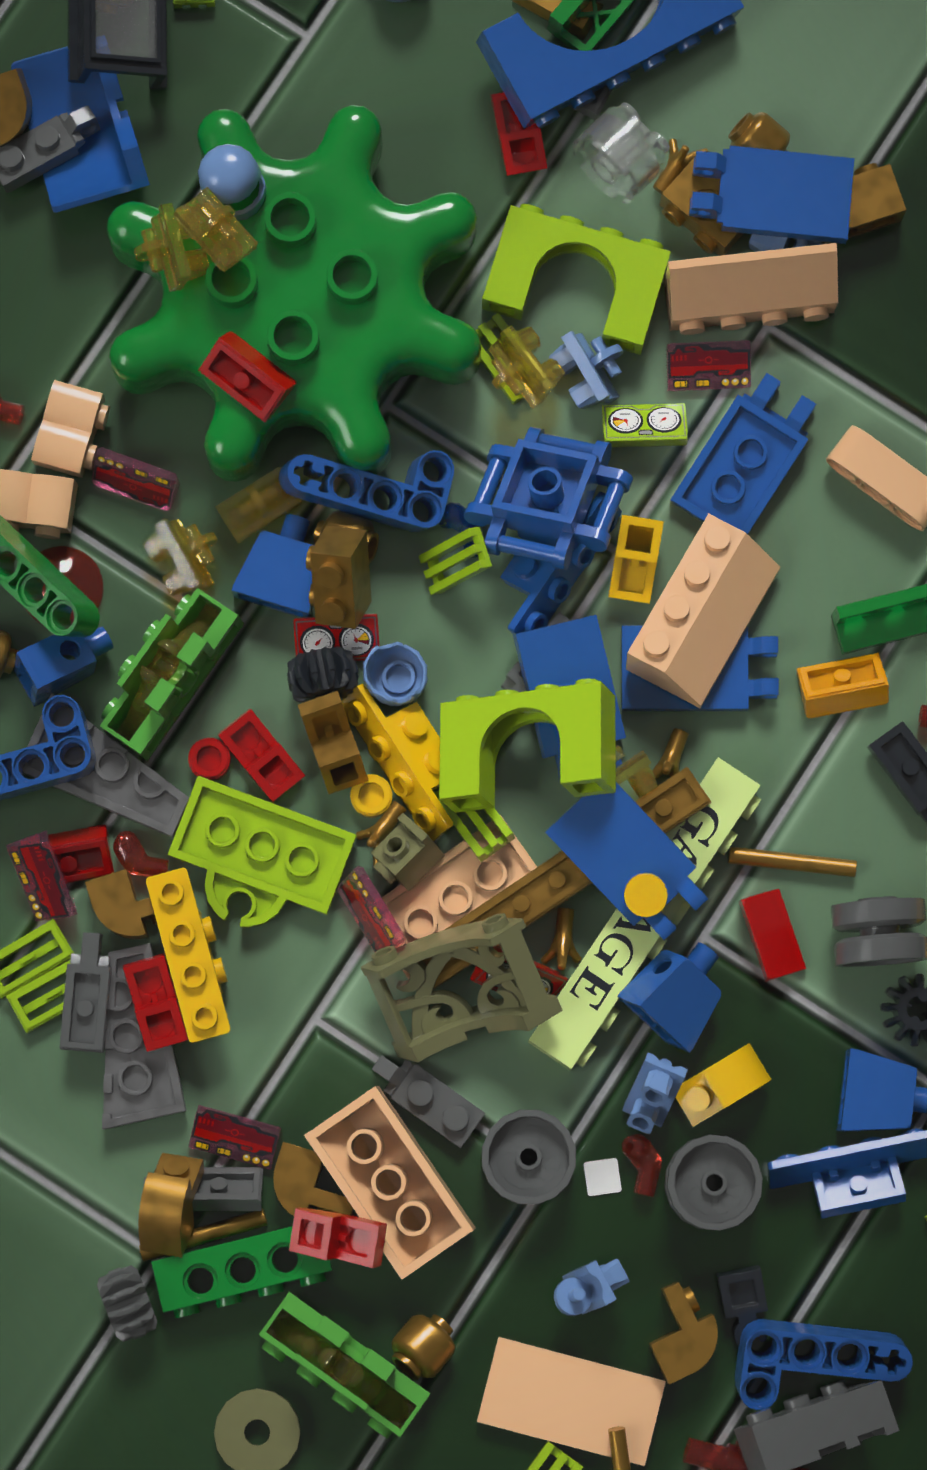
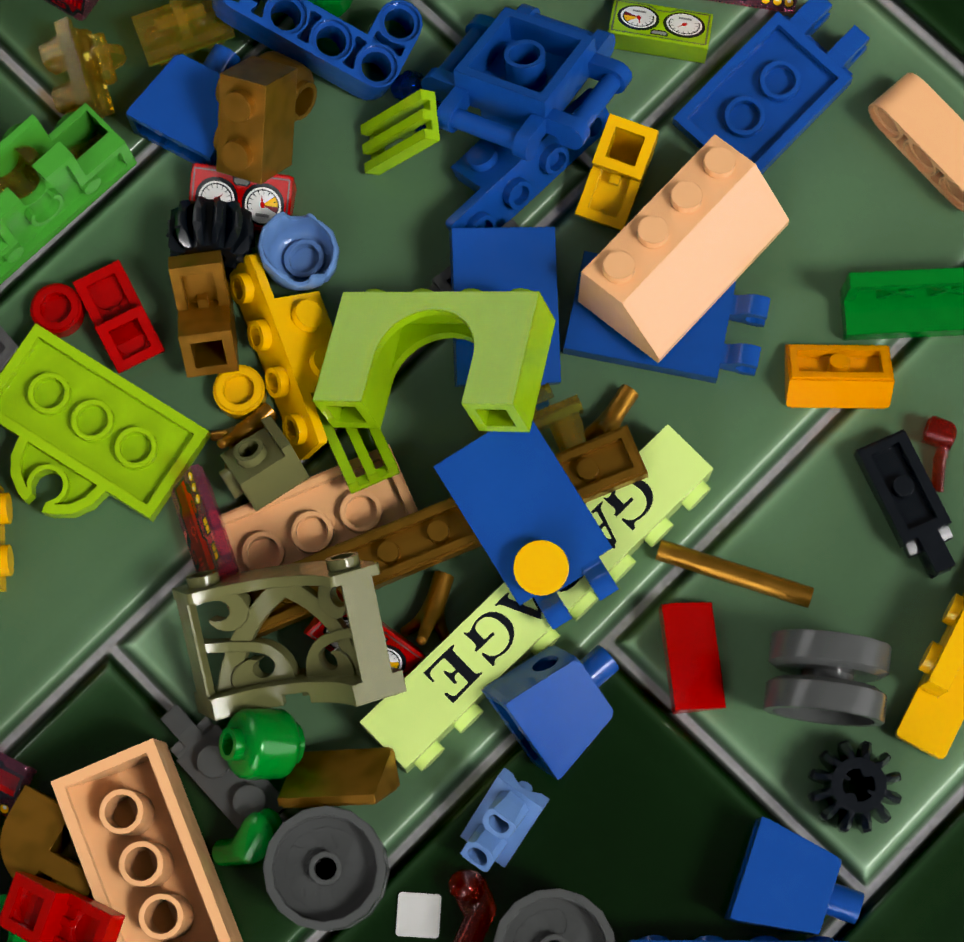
camera: 15 degrees right, 5 degrees down
(457, 1072) = (262, 743): none -> green head
(464, 1148) = (250, 840): none -> green arm
(522, 1086) = (341, 778): none -> pearl gold slope
(722, 1084) = (590, 829): yellow brick -> none

